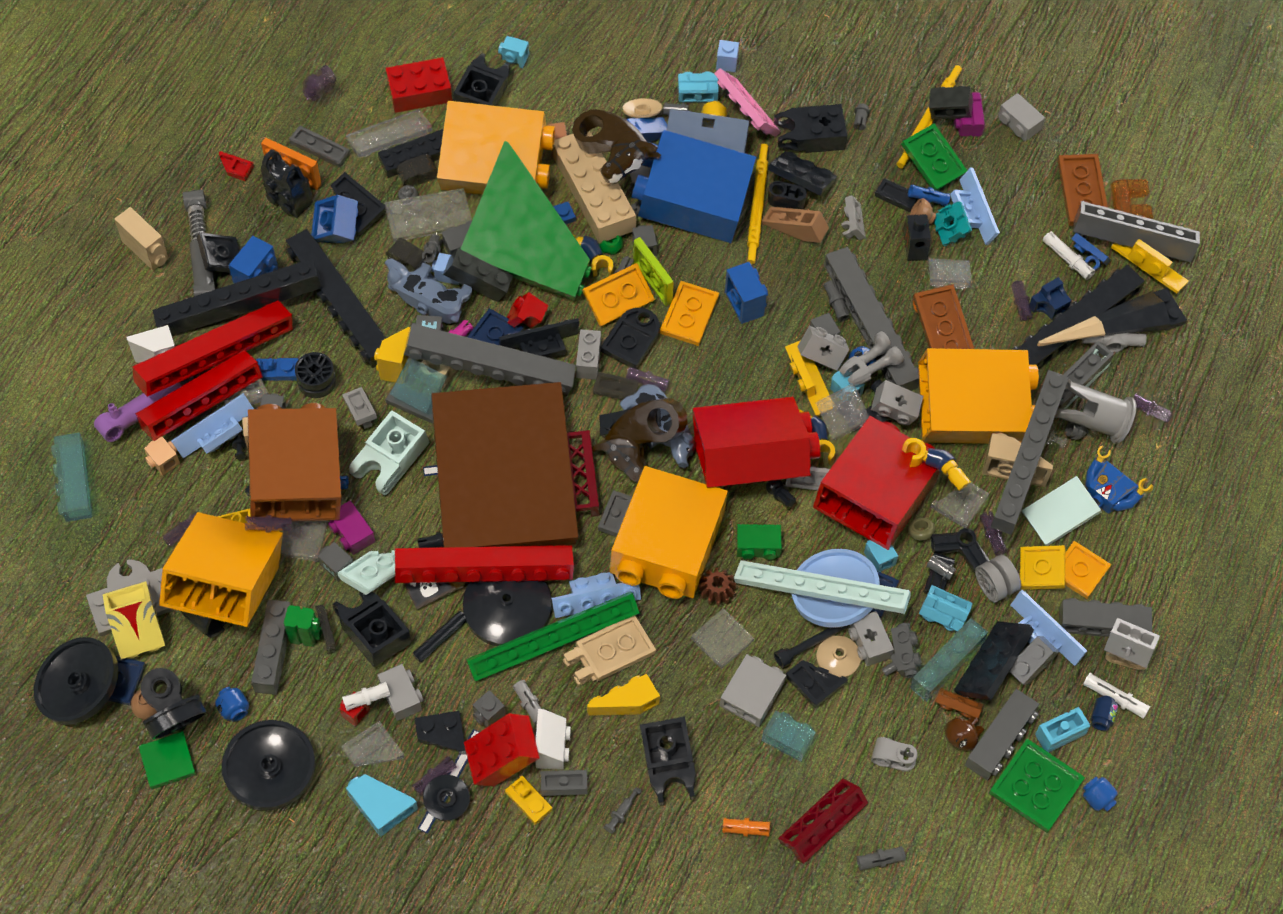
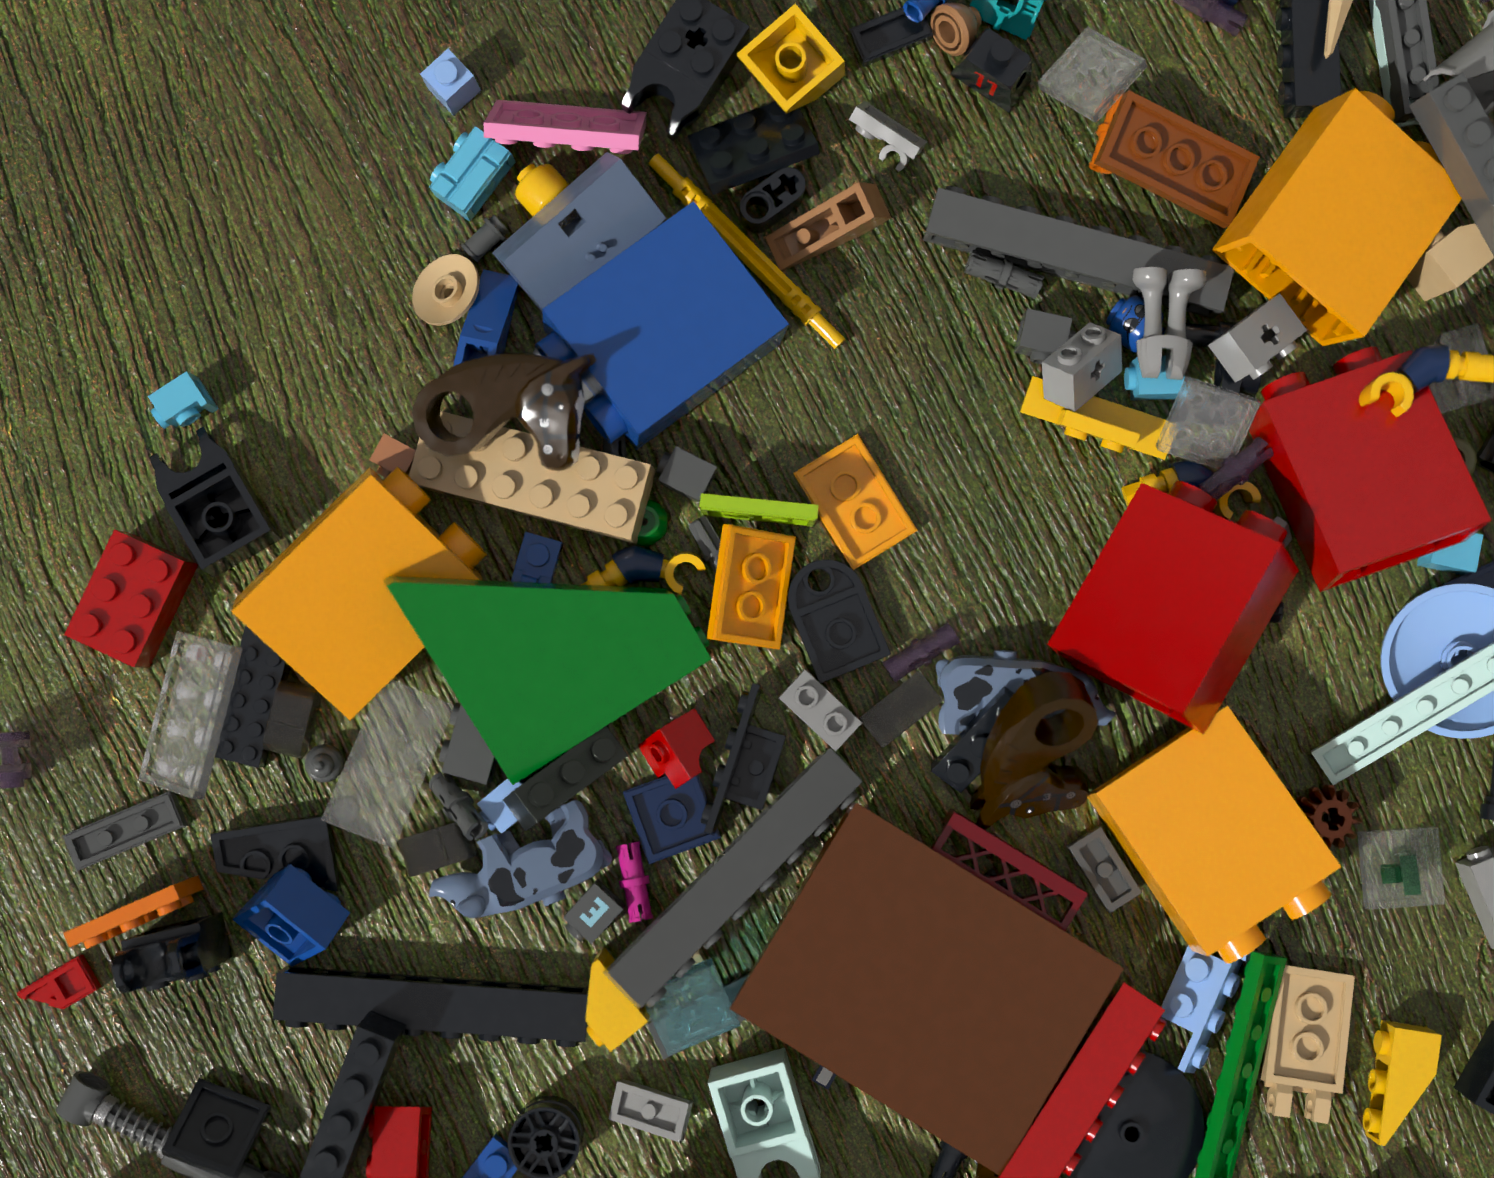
camera: 50 degrees left, 25 degrees up
(253, 260) = (284, 1102): blue brick -> none
(720, 630) = (1404, 872): none -> clear green tile
(745, 292) = (901, 400): blue brick -> none
(758, 541) = (1303, 704): green brick -> none
(833, 434) = (1237, 469): none -> pin
(848, 162) = (793, 60): none -> yellow slope

